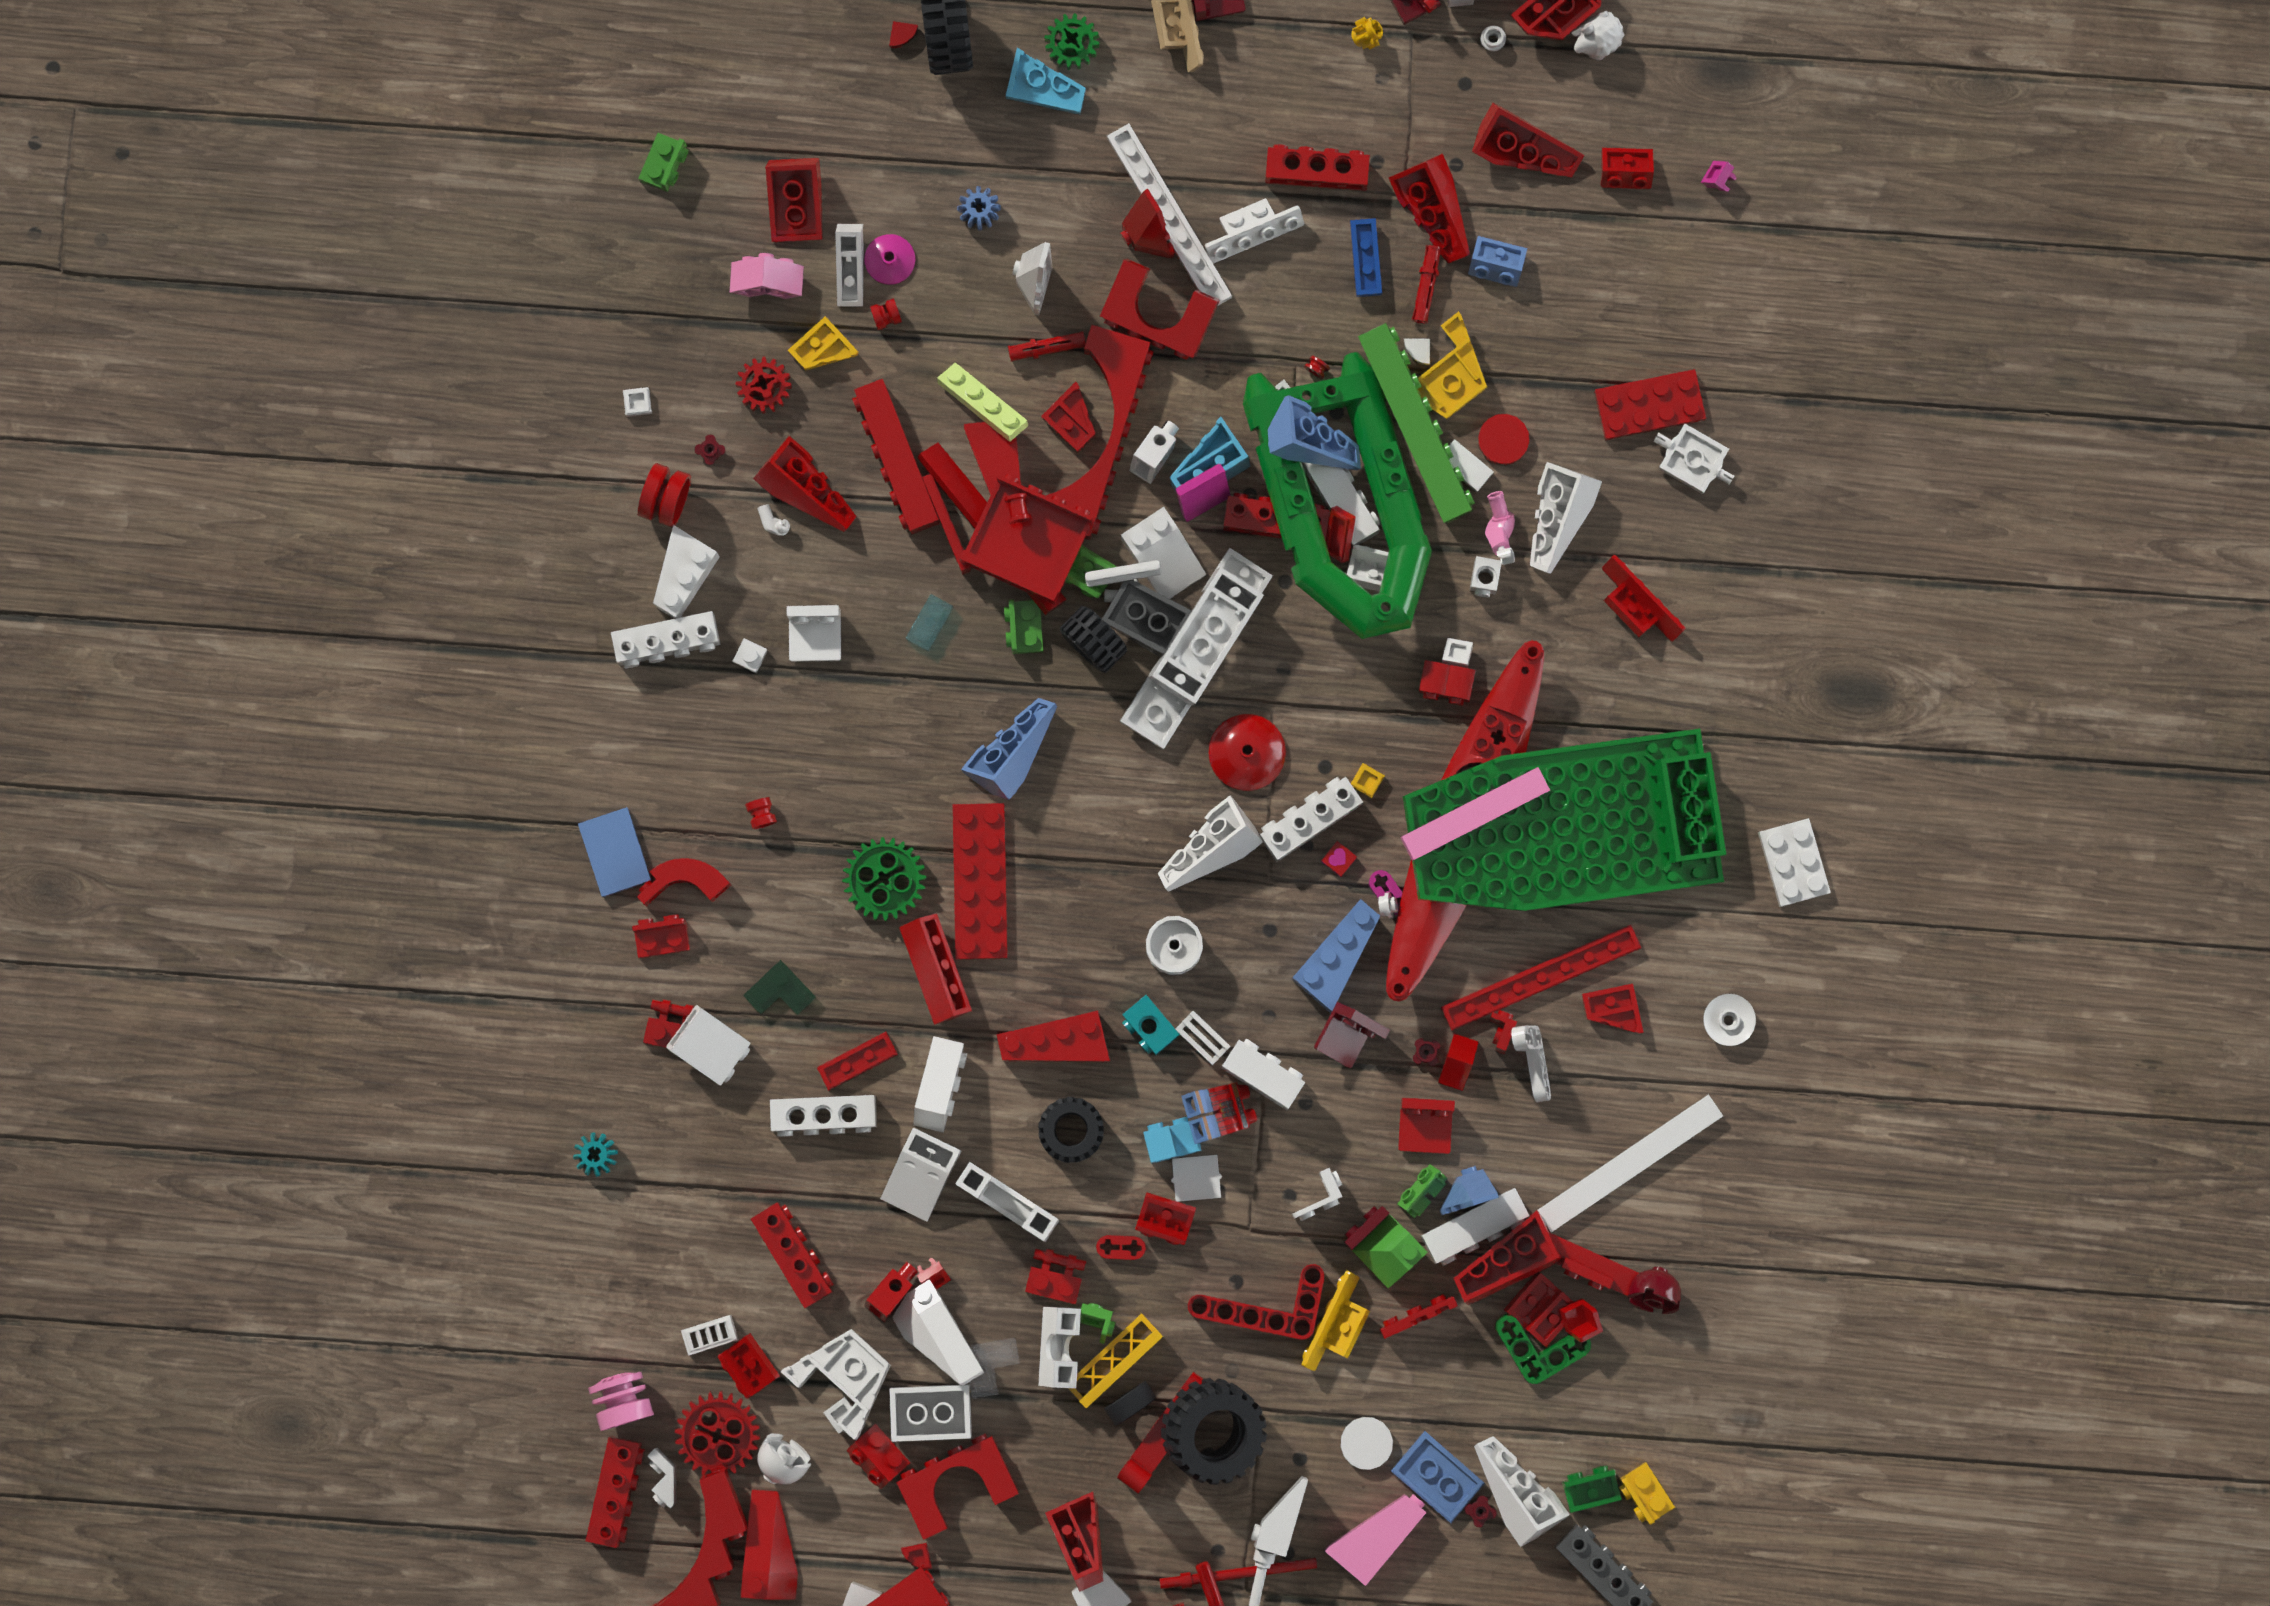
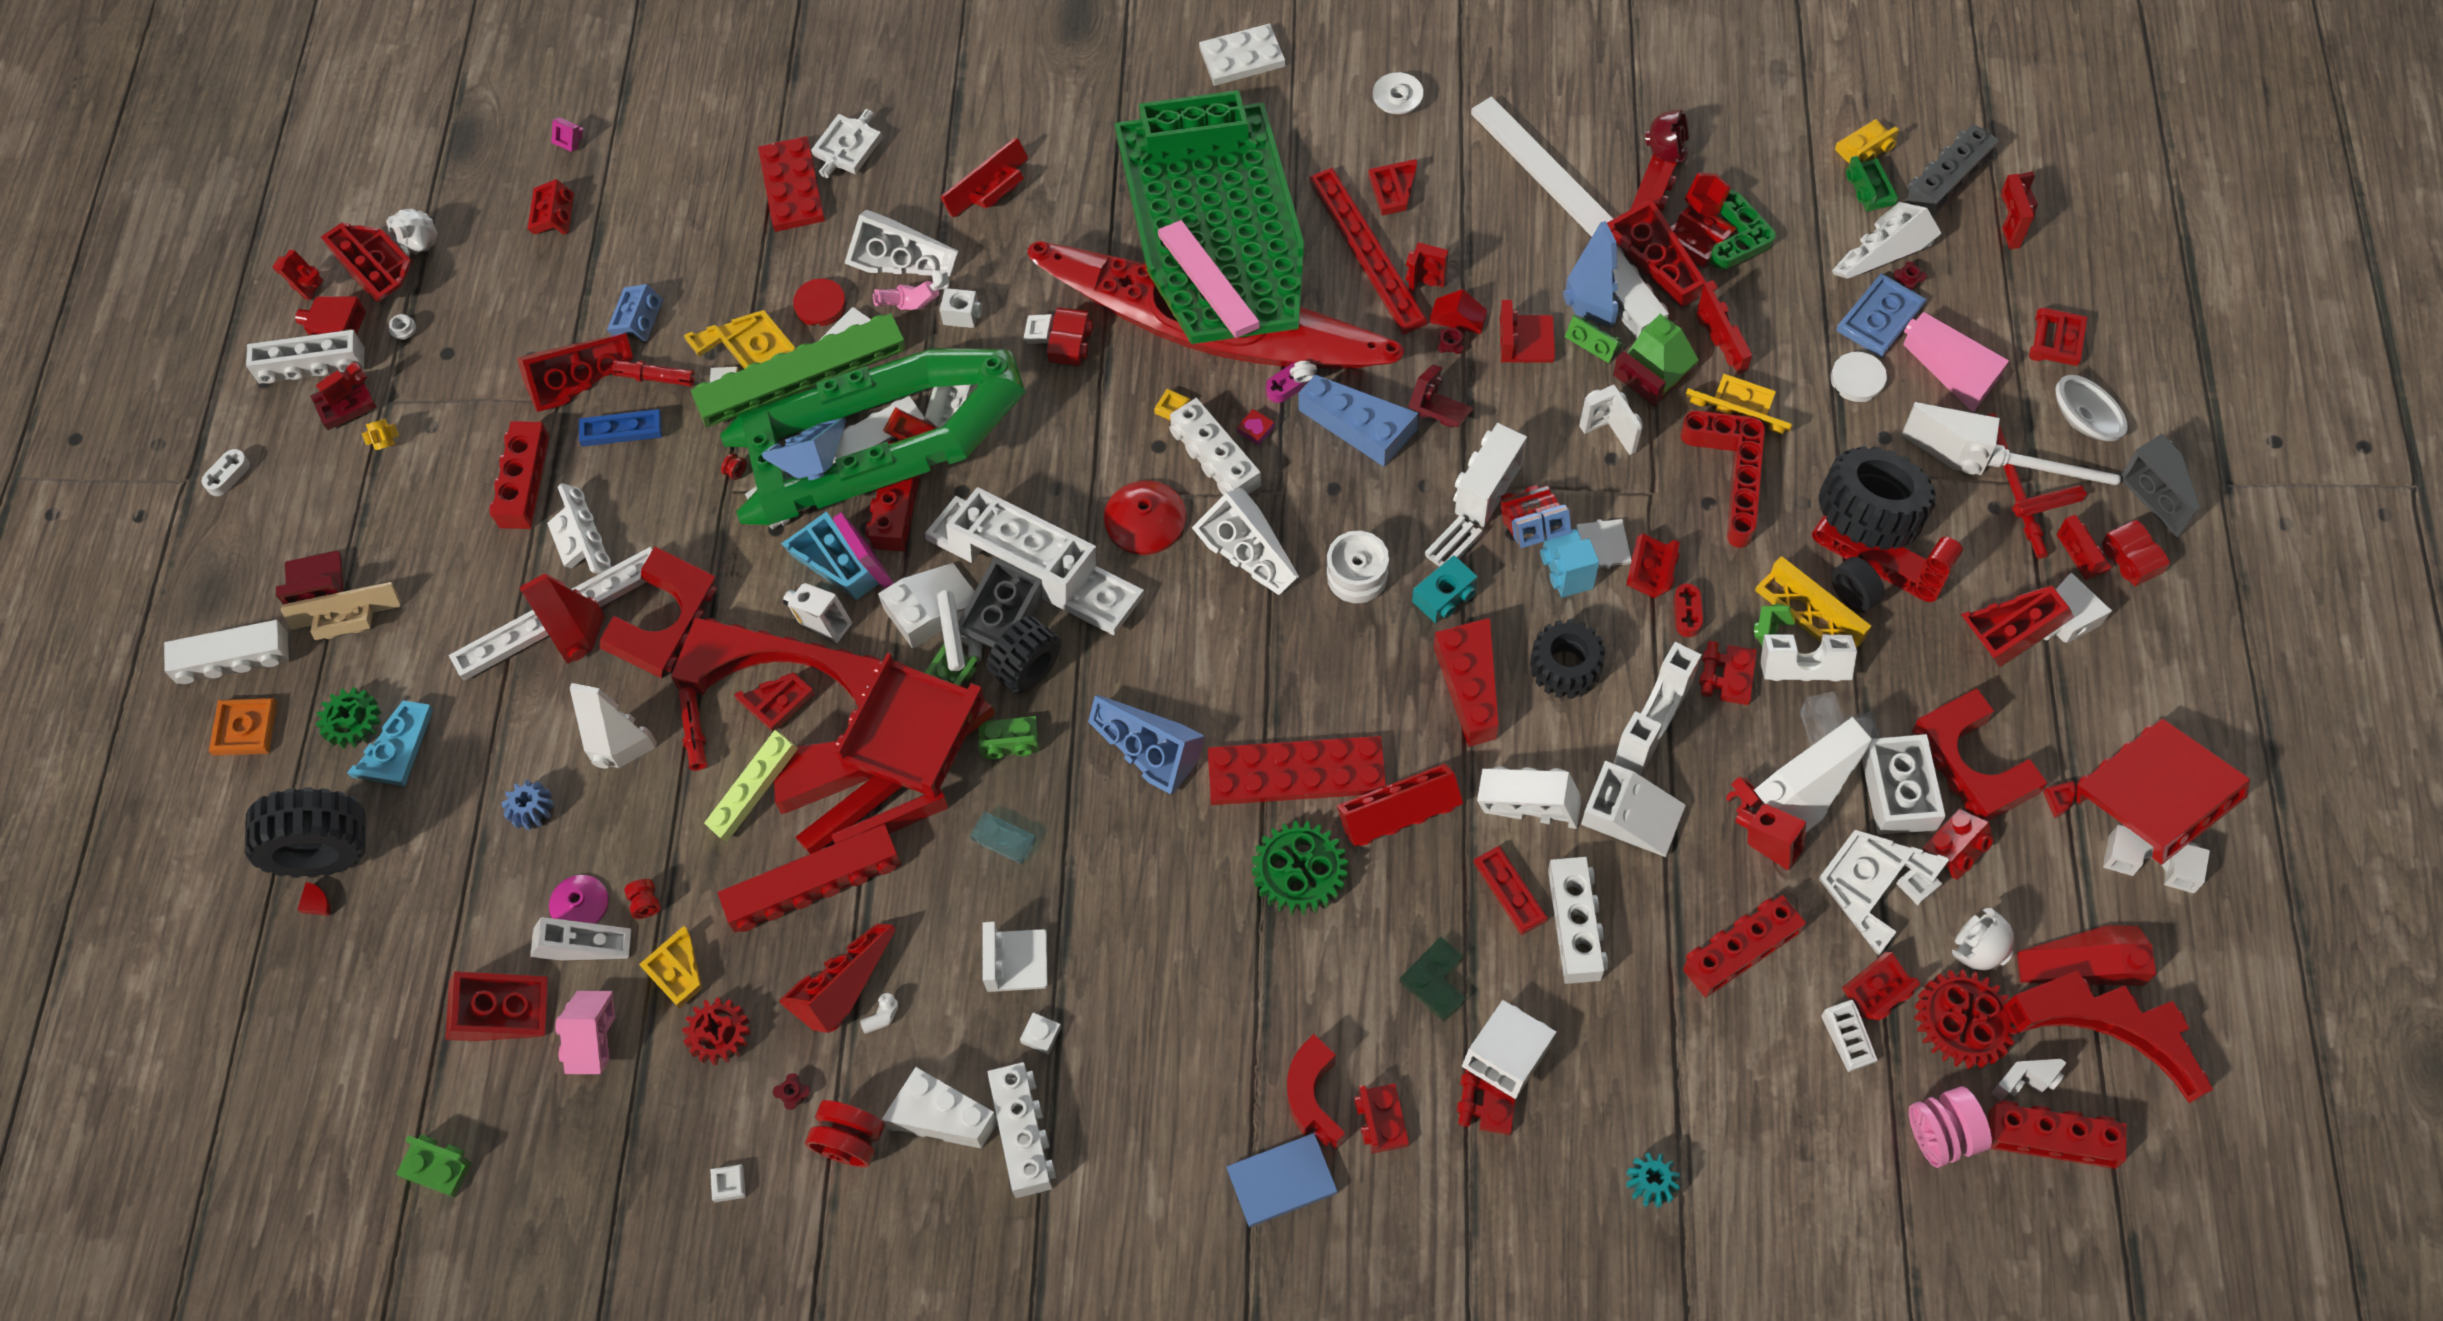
camera: 90 degrees left, 20 degrees down
(761, 813) = (1228, 1007): red wheel -> none
(1017, 508) = (874, 730): red bush -> none
(1517, 143) = (514, 294): red wedge -> none
(1529, 1039) = (1437, 235): white beam -> none

